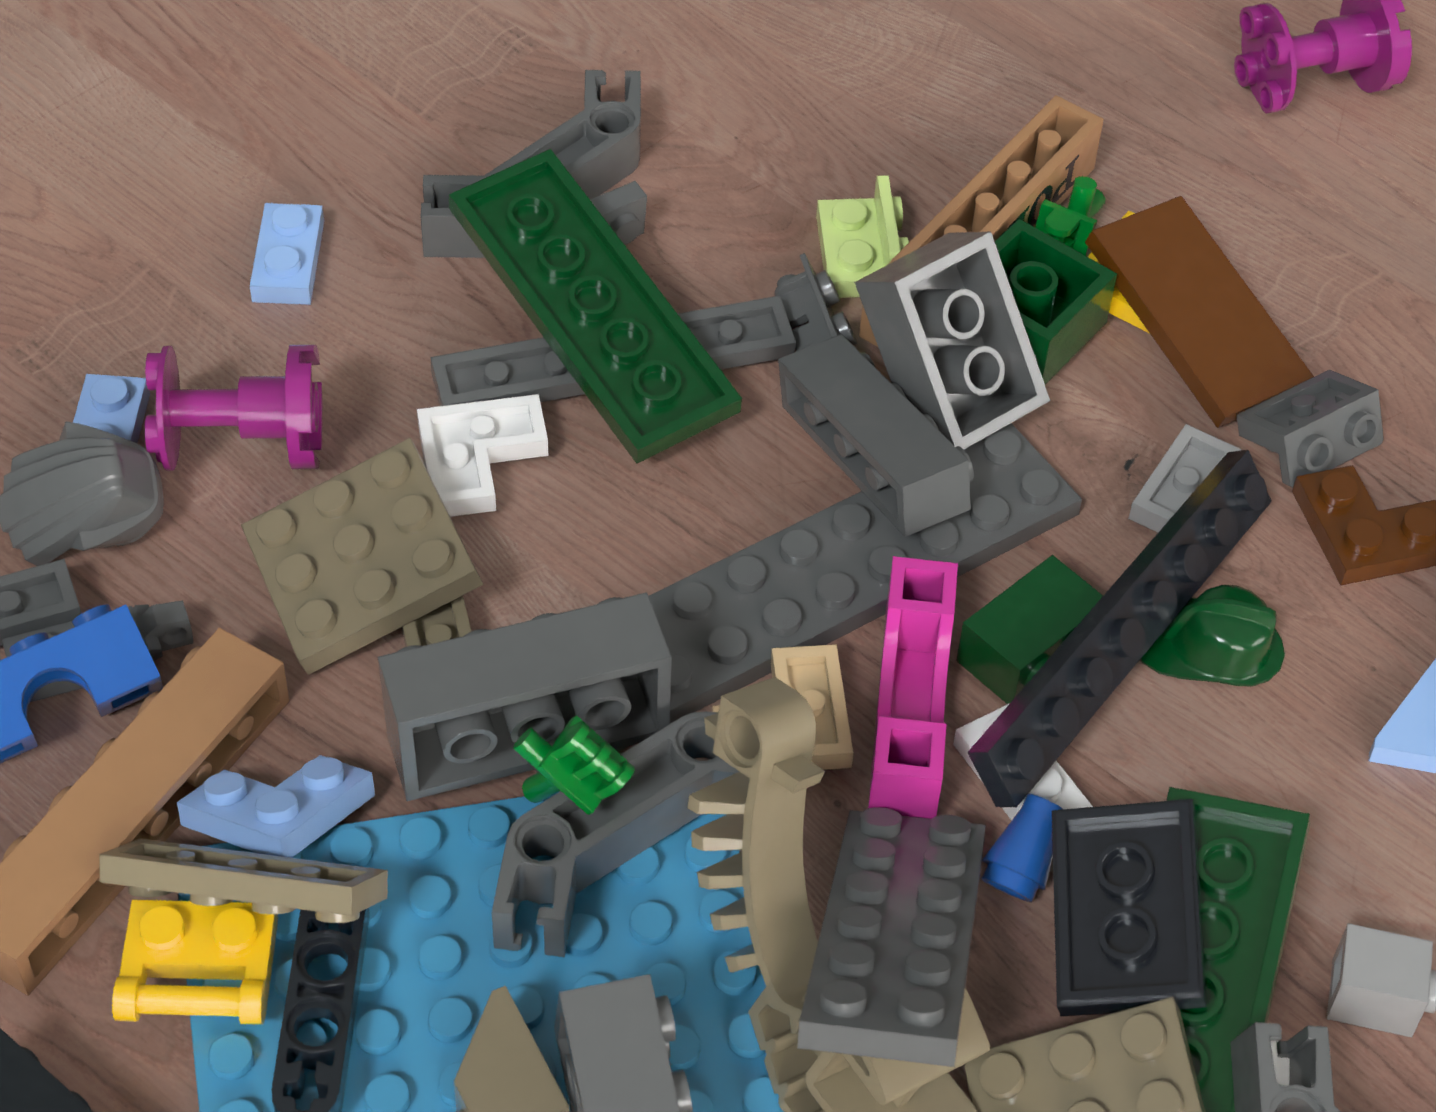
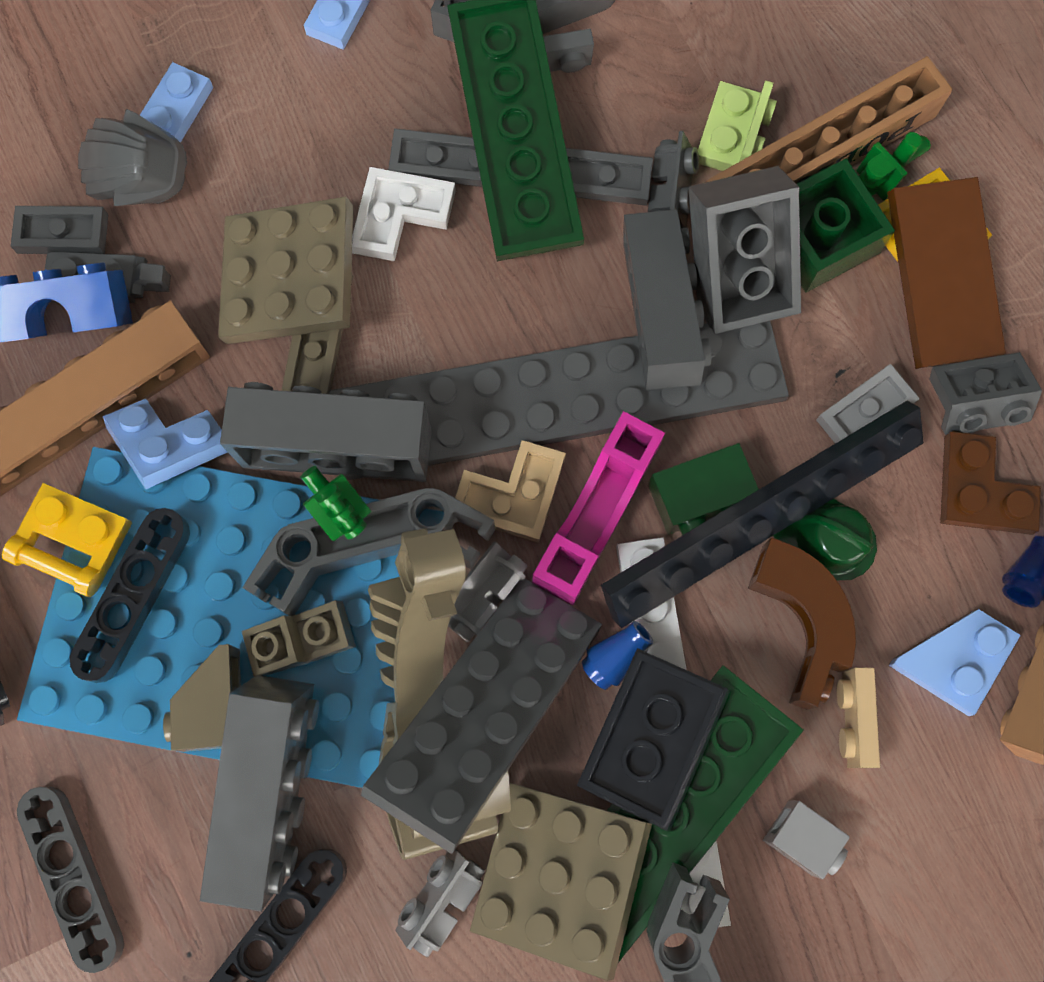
camera: 25 degrees right, 25 degrees up
(224, 875) = (108, 500): dark tan plate -> none
(260, 407) = (280, 140): magenta piece -> none
(607, 951) = (298, 639): none -> dark tan slope
(824, 819) = (484, 589): none -> light grey hinge
(1240, 706) = (821, 608): none -> reddish brown arch
(1369, 818) = (860, 736): none -> tan plate

